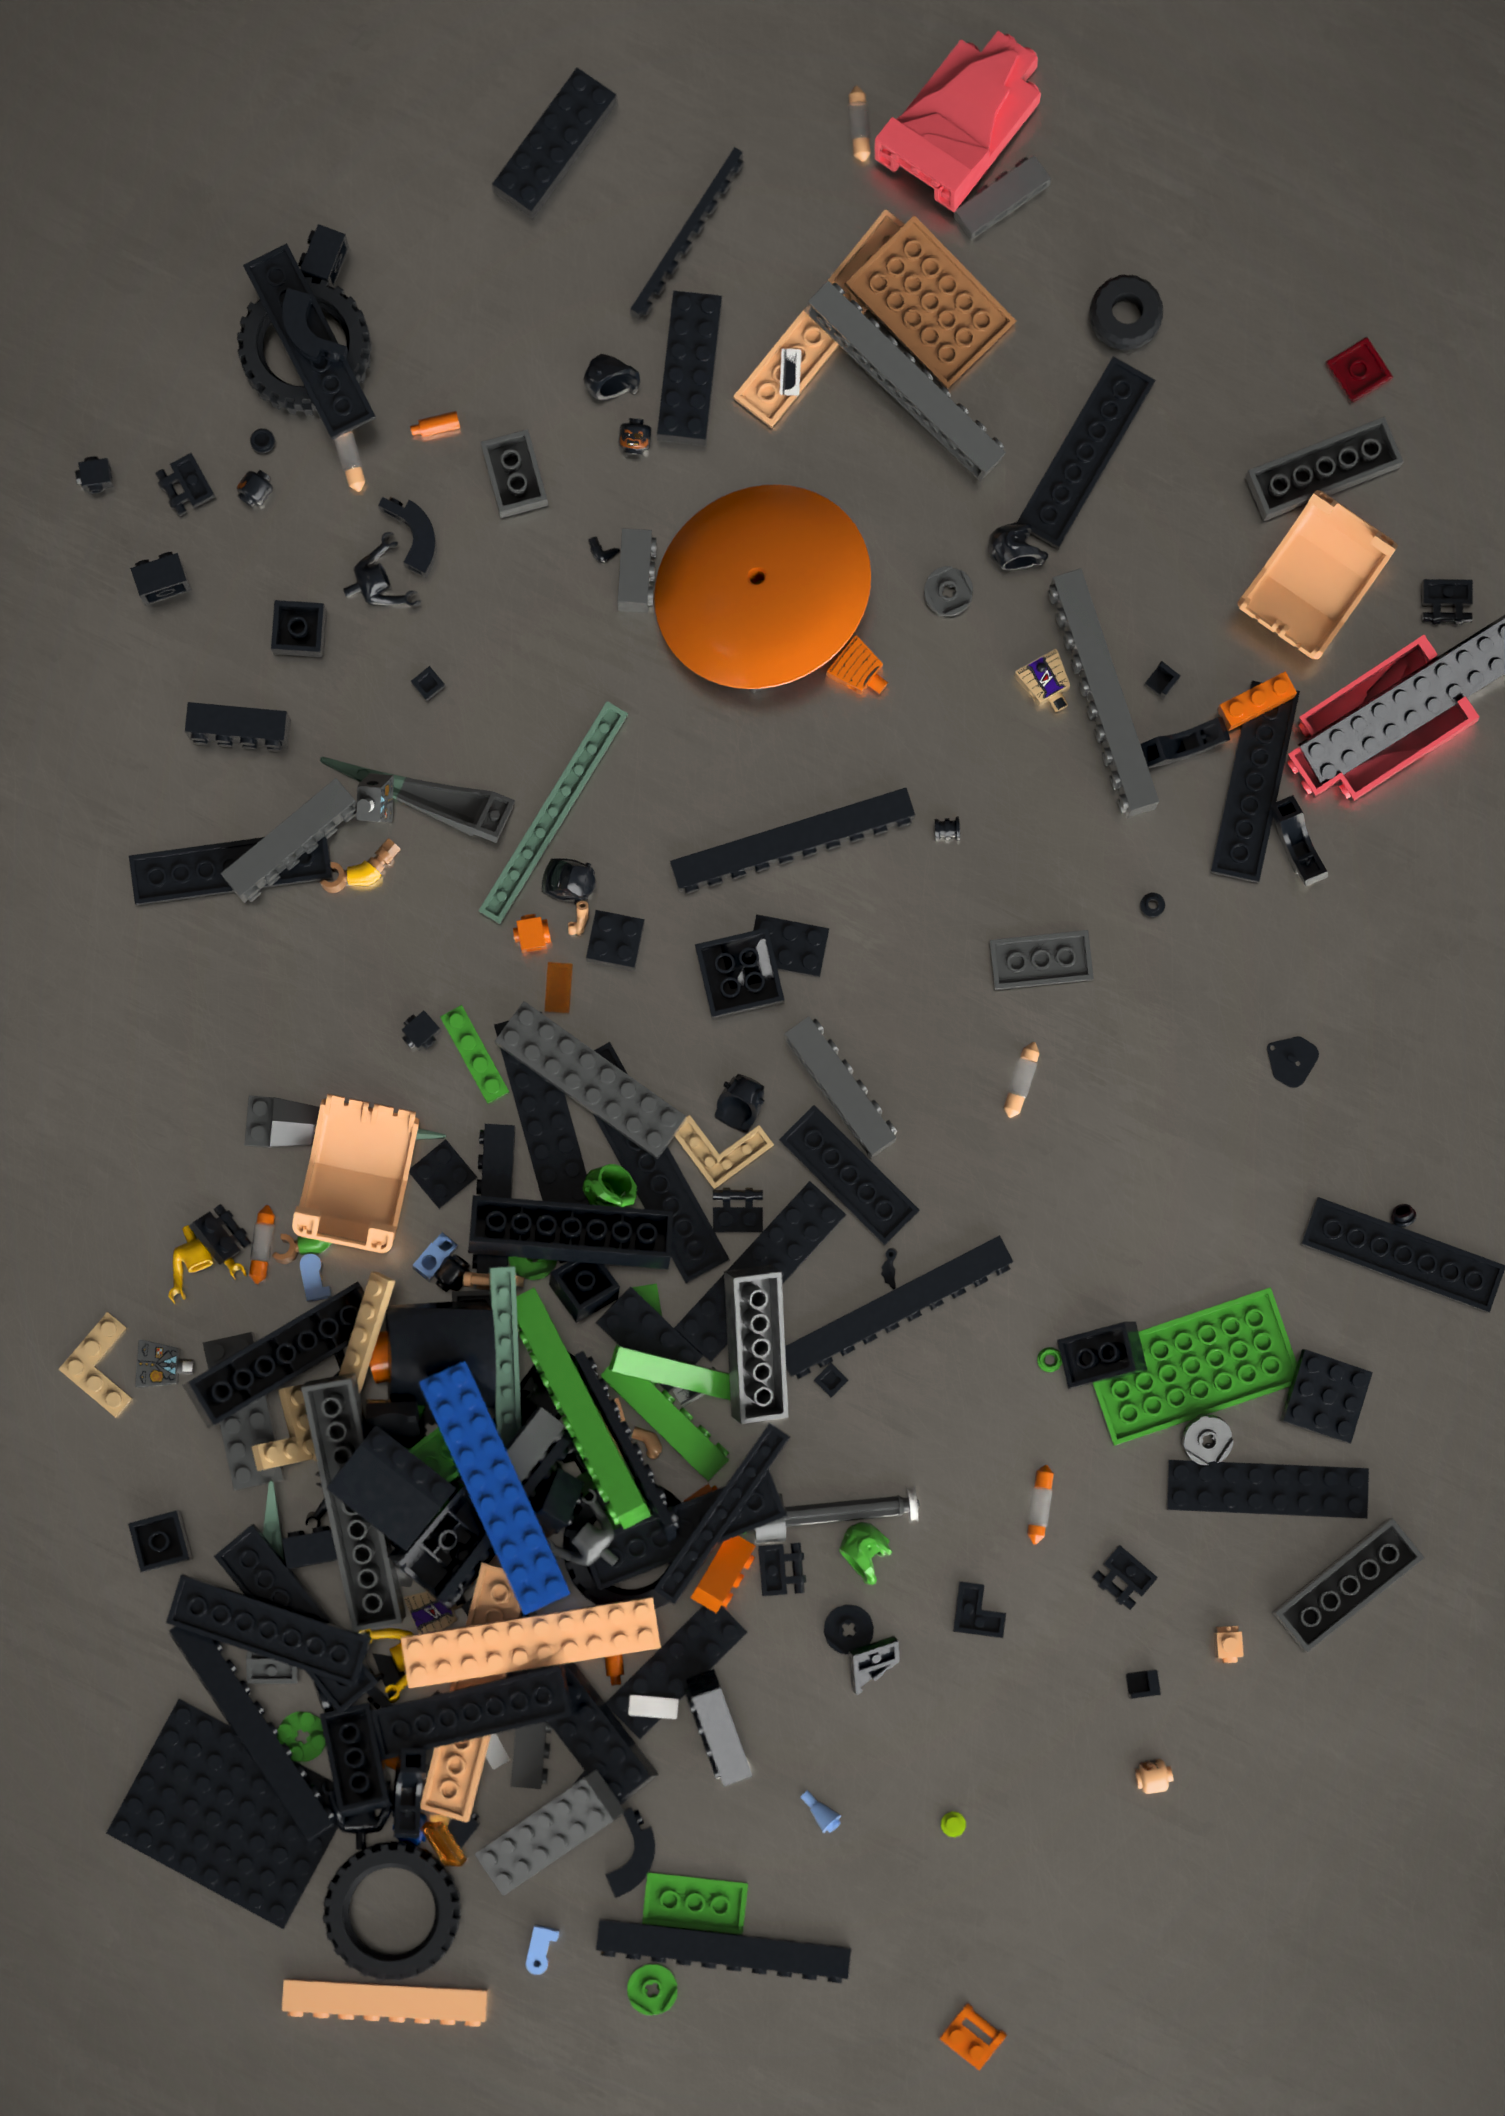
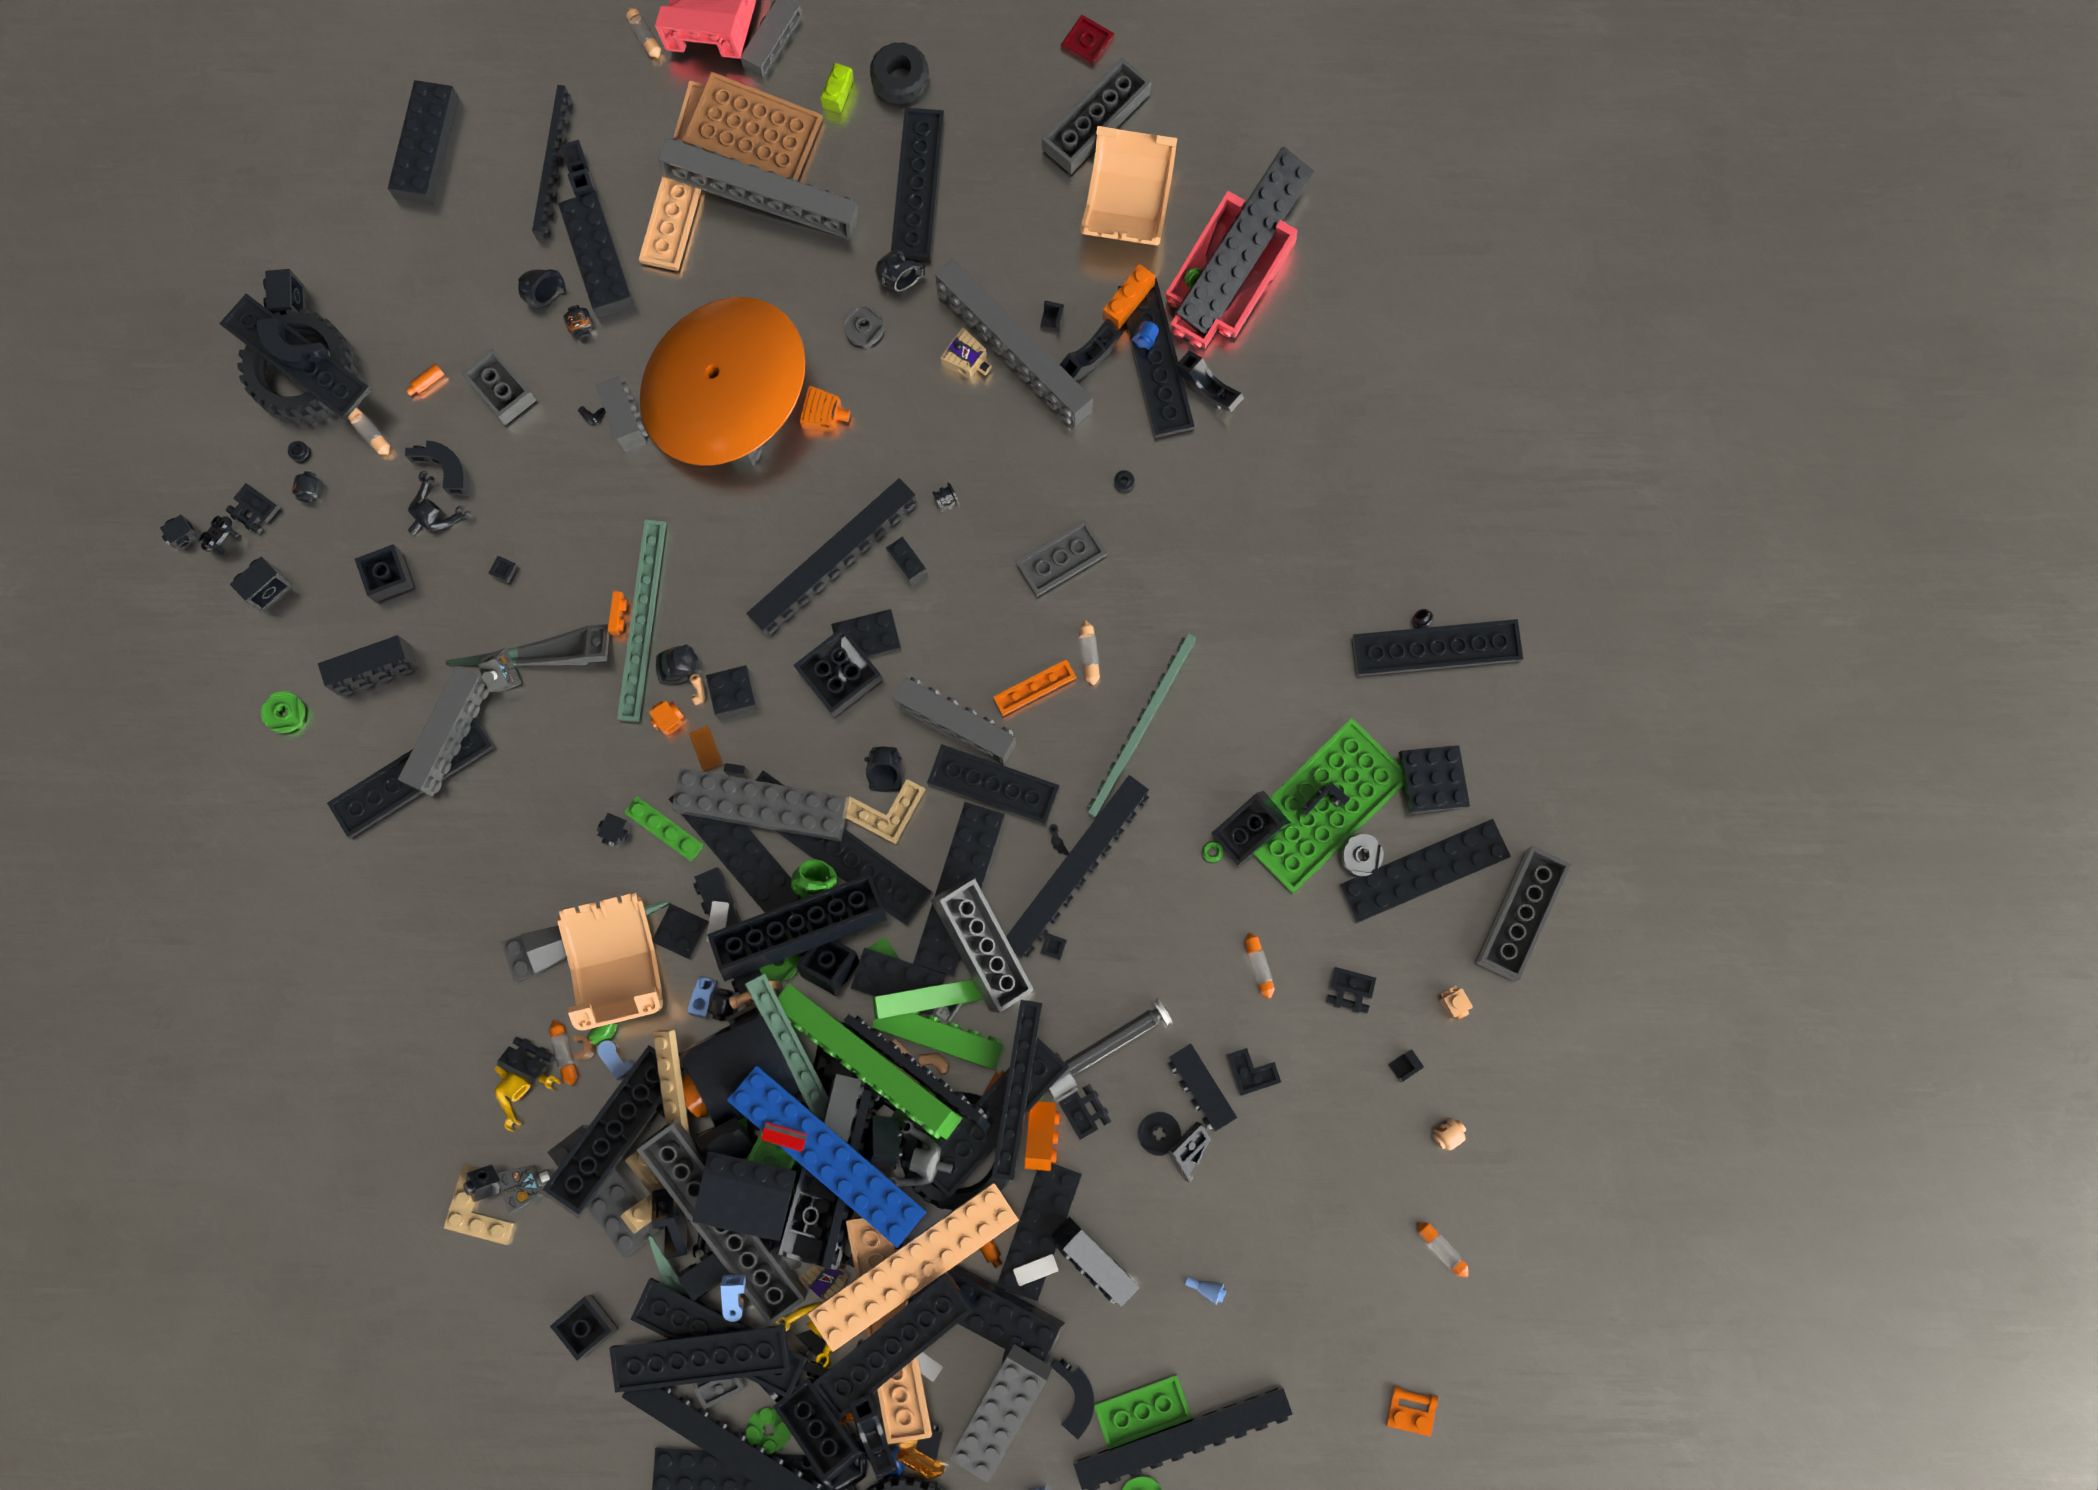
camera: 20 degrees left, 5 degrees down
(111, 739) = (274, 705): none -> bright green plate
(121, 1342) = (482, 1183): none -> black brick
(135, 497) = (216, 534): none -> black plate
(300, 1474) = (668, 1214): none -> black panel
(326, 1590) = (730, 1293): none -> light blue leg
(364, 873) = (515, 732): medium nougat piece -> none
(460, 1447) = (784, 1136): none -> red sticker
(489, 1180) = (717, 916): none -> white sticker
(529, 1756) = (956, 1357): dark grey brick -> none
(536, 784) = (616, 621): none -> orange plate
(580, 1027) = (735, 770): none -> black tile
(713, 259) = (579, 171): none -> black arch
(738, 1219) = (924, 858): black plate -> none
(790, 372) = (672, 223): sticker -> none
(860, 1545) = (1137, 1063): bright green helmet -> none
(870, 884) = (906, 561): none -> black brick
(917, 1604) = (1202, 1088): none -> black brick
(943, 1090) = (1034, 687): none -> orange plate
(953, 1824) = (1314, 1247): lime plate -> none
(1030, 1192) = (1136, 733): none -> sand green plate
(1047, 297) = (837, 88): none -> lime brick
(1087, 1890) = (1443, 1249): none -> piece
(1209, 1367) = (1335, 795): none -> black bracket
(1254, 753) = (1145, 334): none -> blue plate
(1284, 1060) = (1277, 544): black piece -> none
(1338, 710) = (1191, 275): none -> bright green plate
(1447, 593) = (1228, 163): black plate -> none

